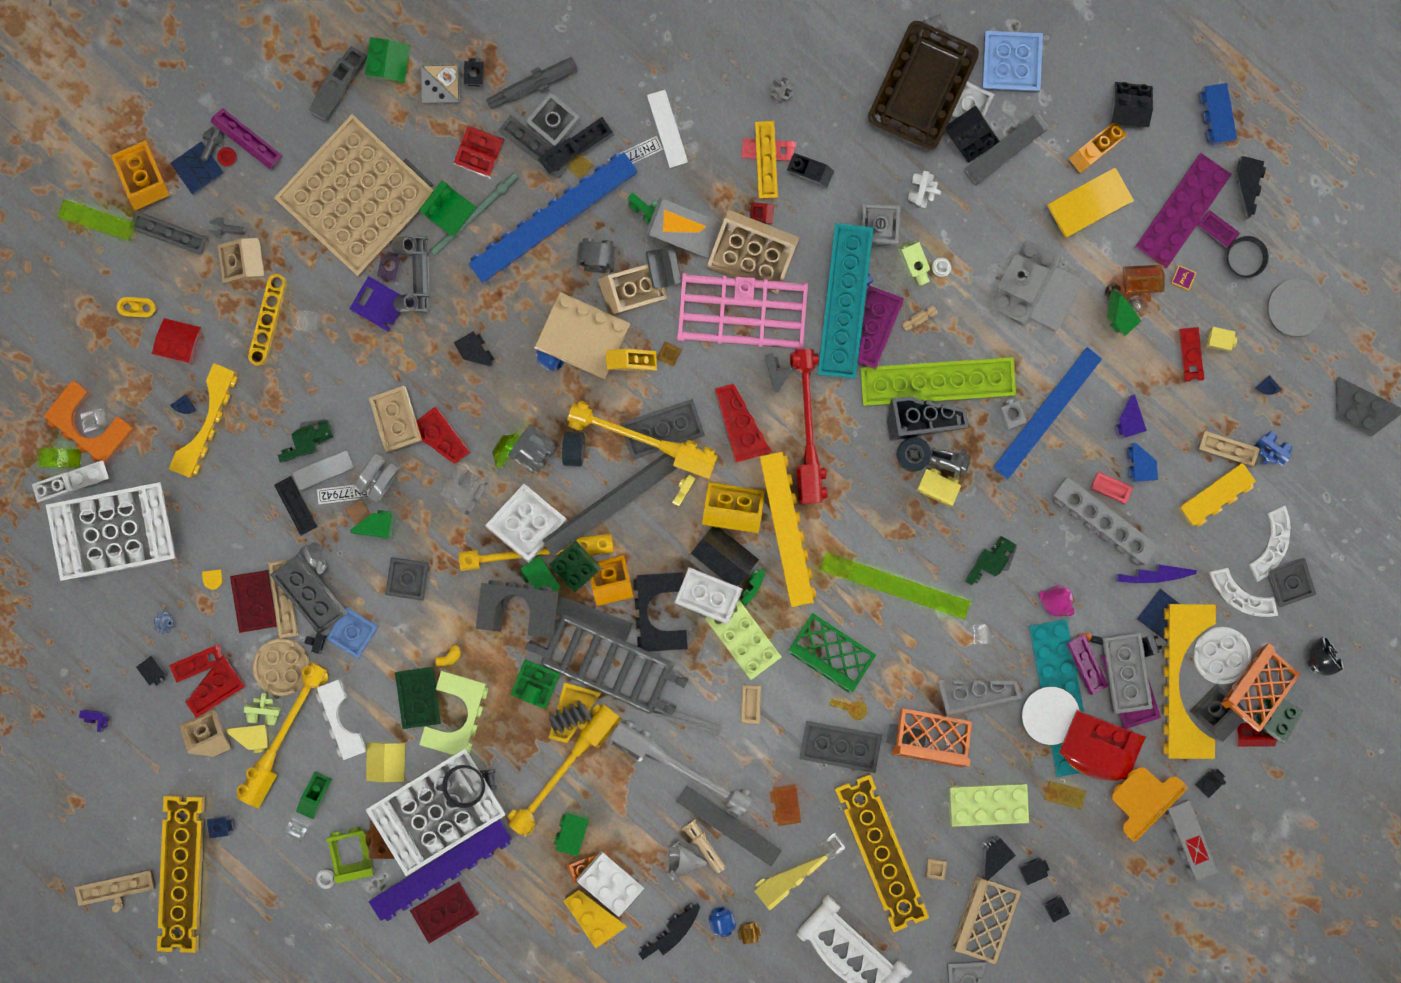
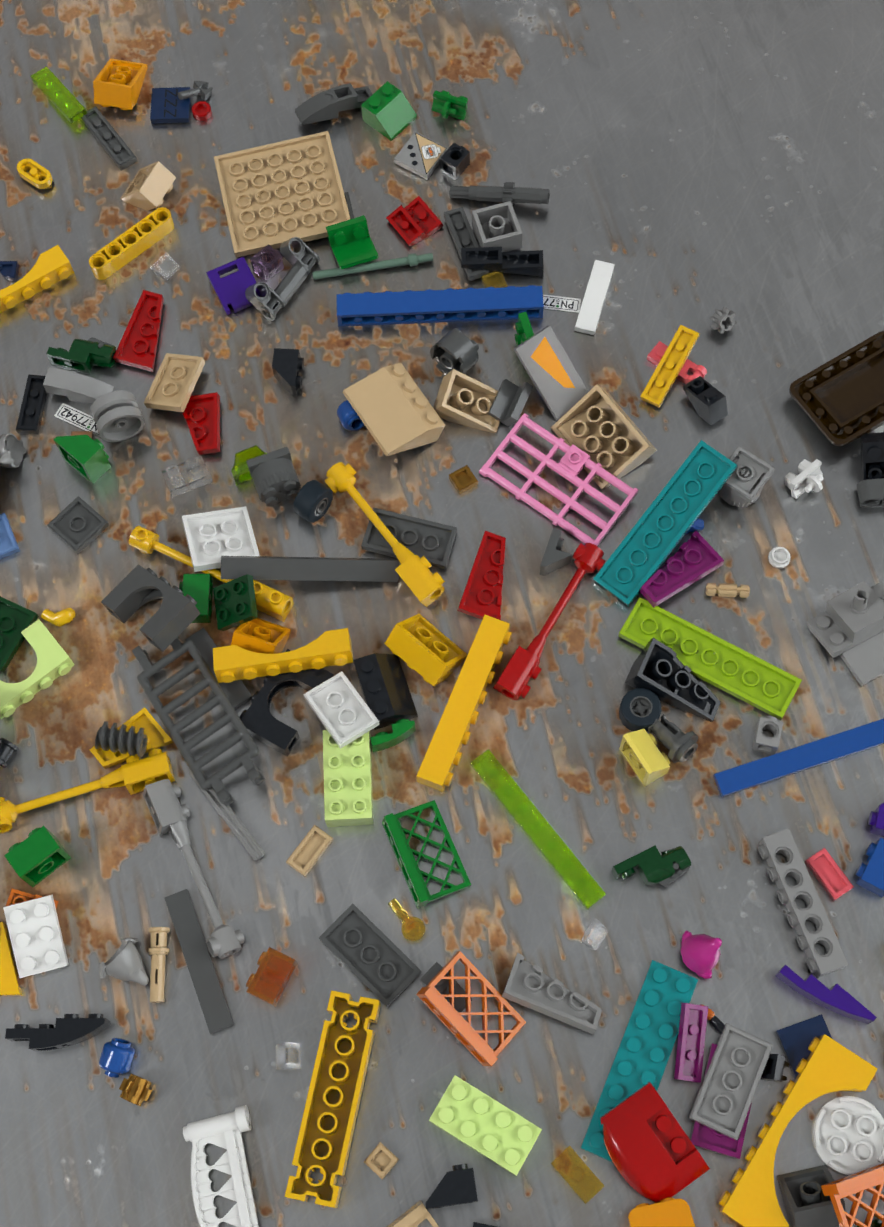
camera: 40 degrees right, 20 degrees down
(176, 341) = (43, 217): red slope -> none
(225, 228) = (156, 152): dark grey bar -> none
(246, 138) = (227, 104): magenta plate -> none
(338, 399) = (141, 336): none -> red wing
(432, 22) = (449, 105): none -> green hips
(535, 684) = (117, 692): green plate -> none
(610, 611) = (327, 650): none -> yellow arch
(631, 360) = (422, 451): yellow brick -> none
(685, 485) = (393, 602): light yellow plate -> none
(762, 212) = (637, 412): red slope -> none
(777, 886) = (197, 1059): light yellow wedge -> none
(910, 254) = (757, 531): yellowish green torso -> none
(1048, 714) = (614, 1068): white tile -> none

